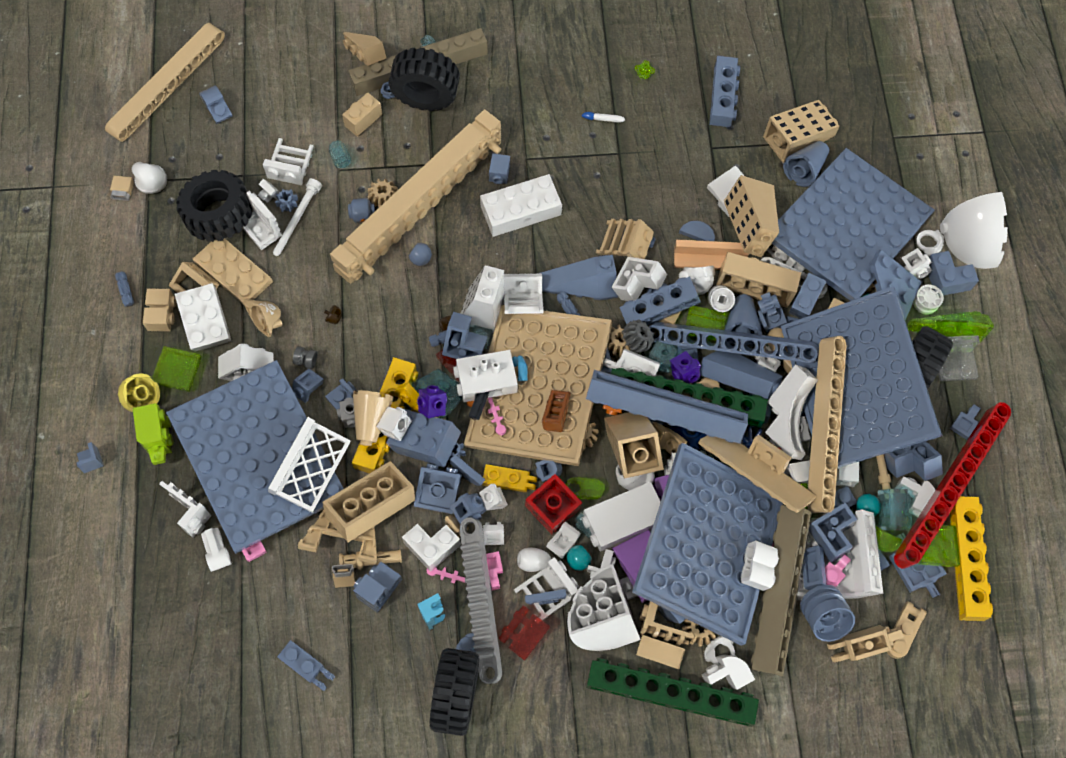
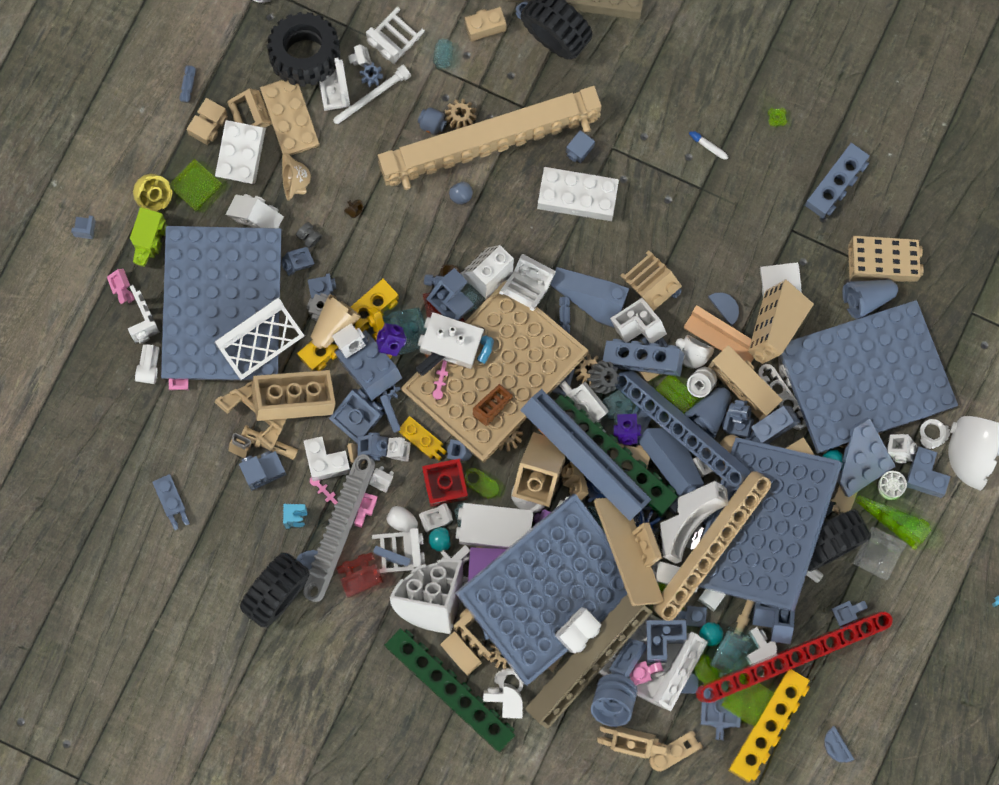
camera: 30 degrees right, 10 degrees up
(149, 492) = (119, 284): none -> bright pink plate
(1035, 544) = (836, 747): none -> sand blue tile

